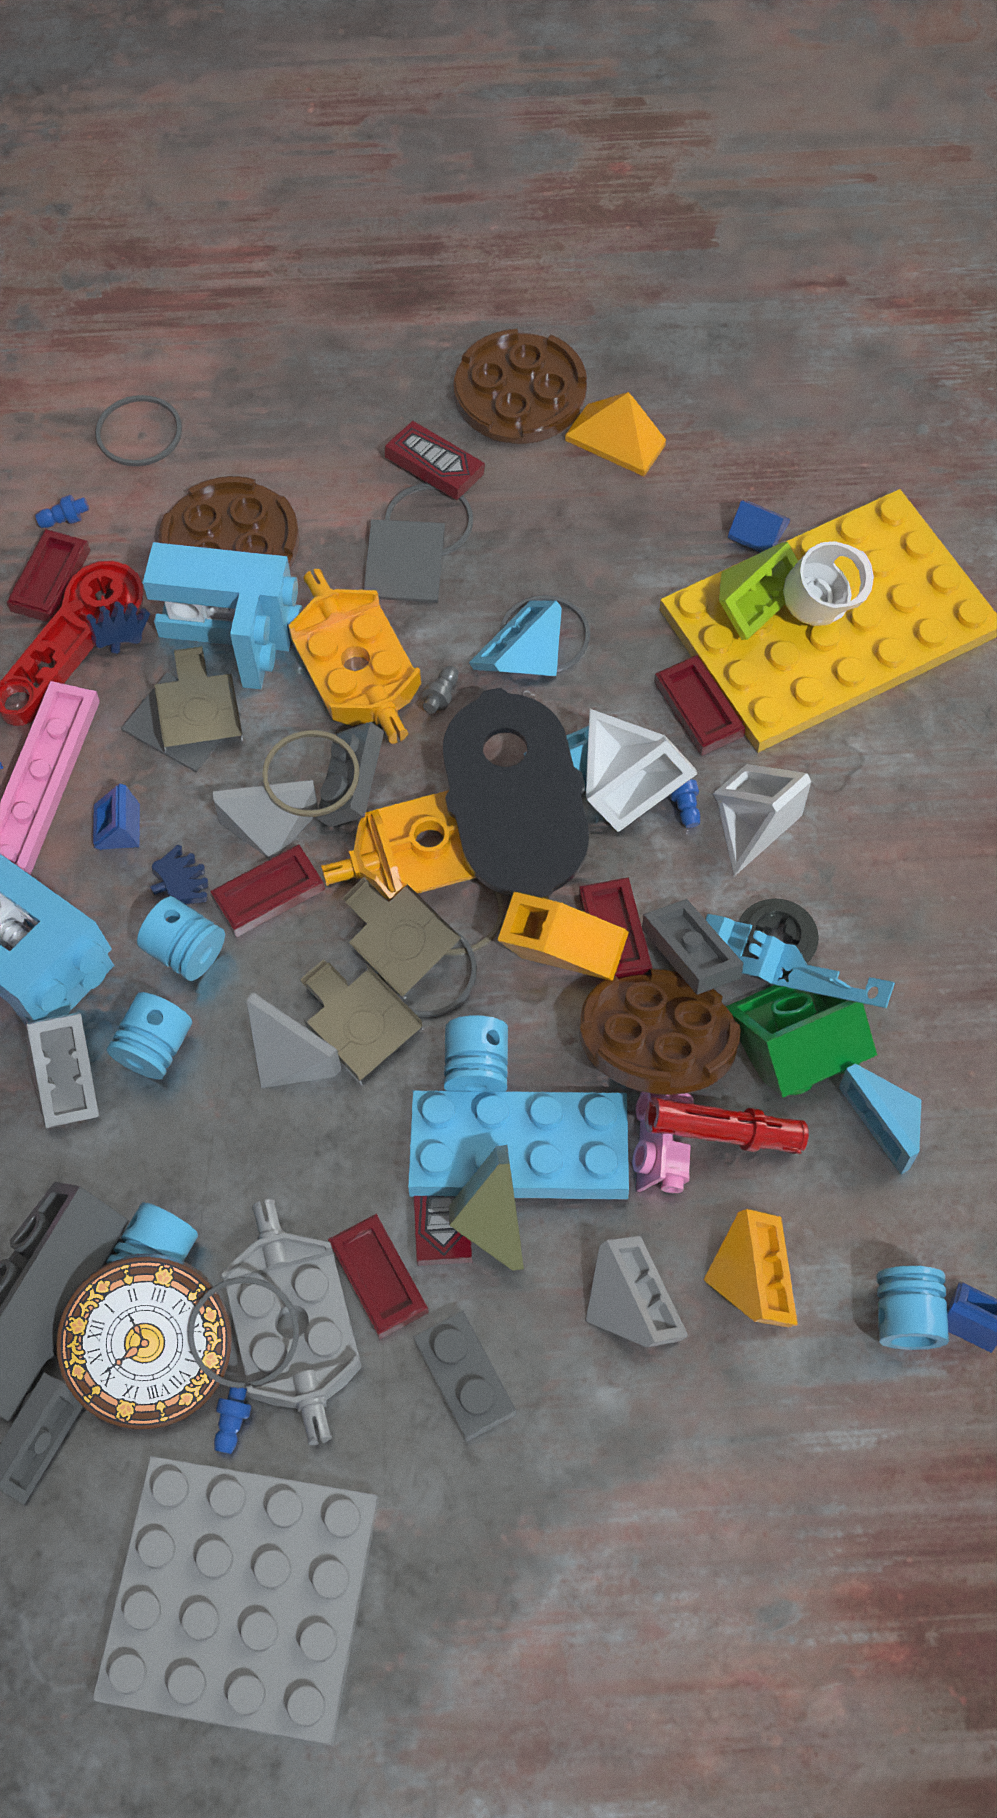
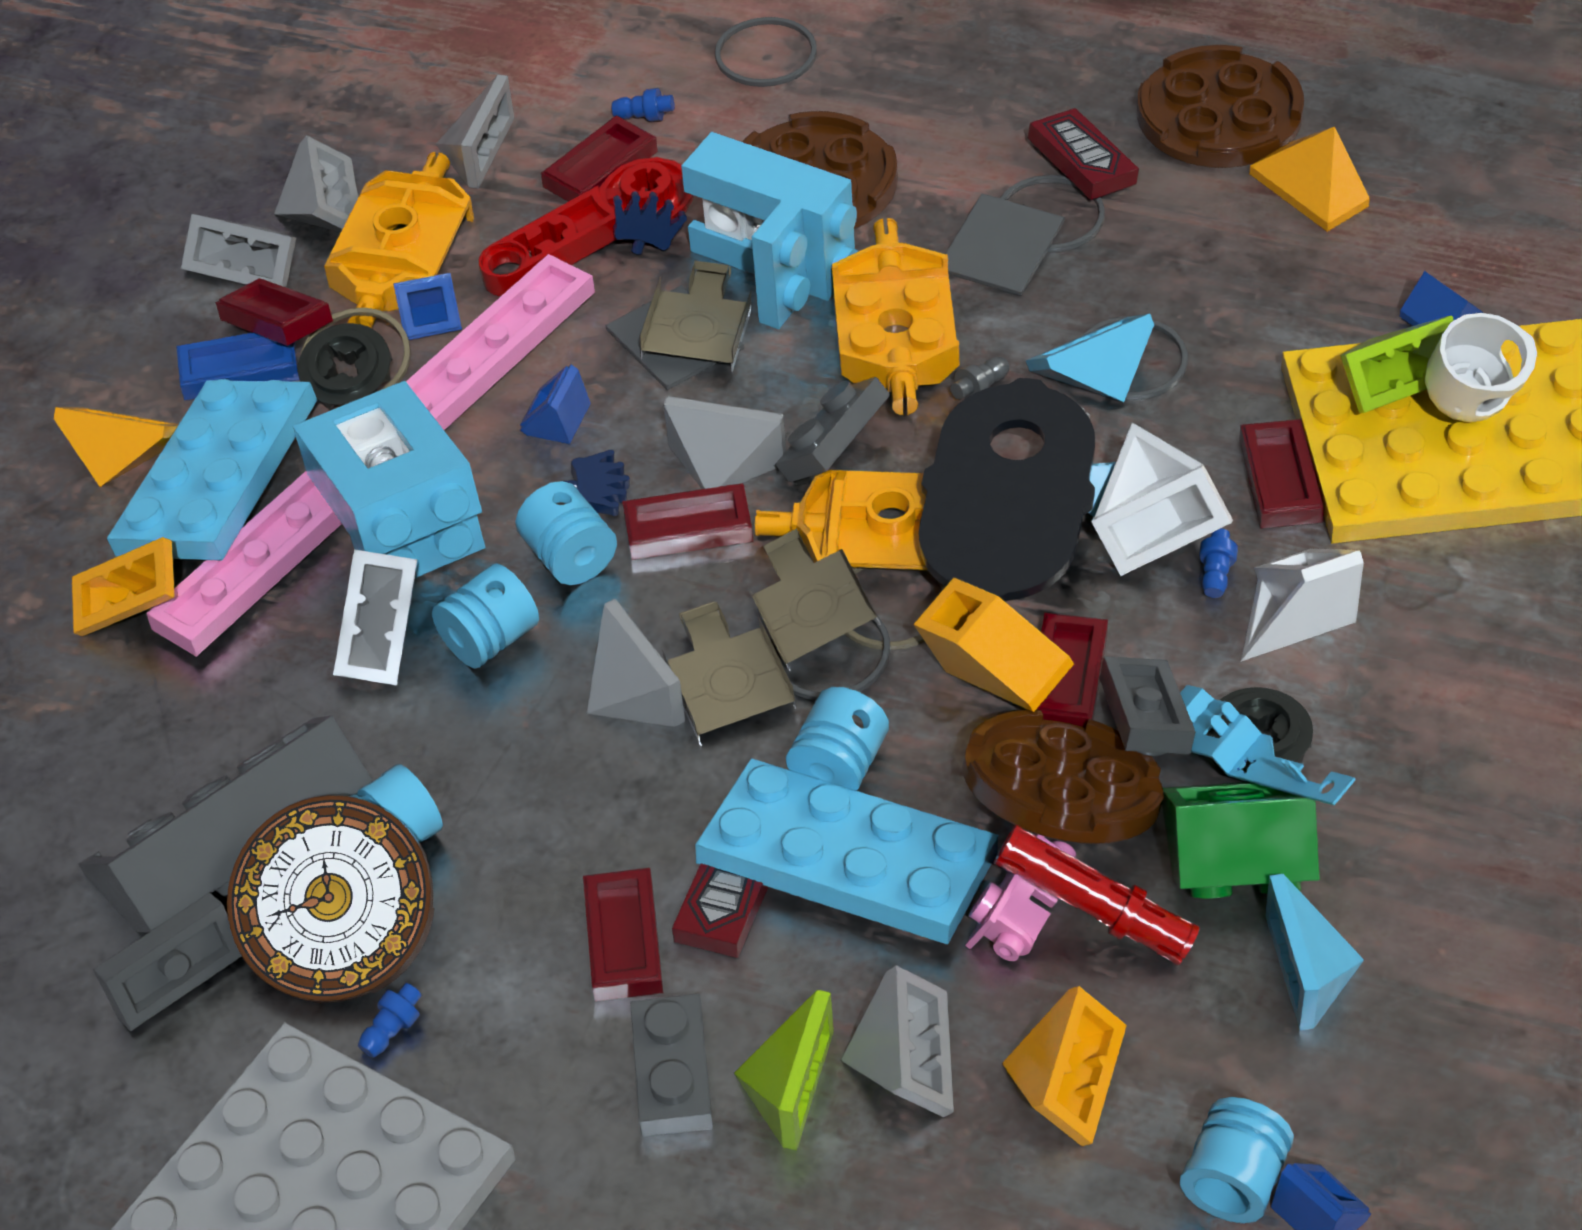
camera: 25 degrees right, 15 degrees down
(243, 1384) = (388, 892): dark grey piece -> none
(302, 734) = (782, 447): dark tan piece -> none
(325, 1351) = (496, 897): light grey plate -> none
(487, 1210) = (776, 890): olive slope -> none
(554, 1352) = (787, 1068): none -> lime slope

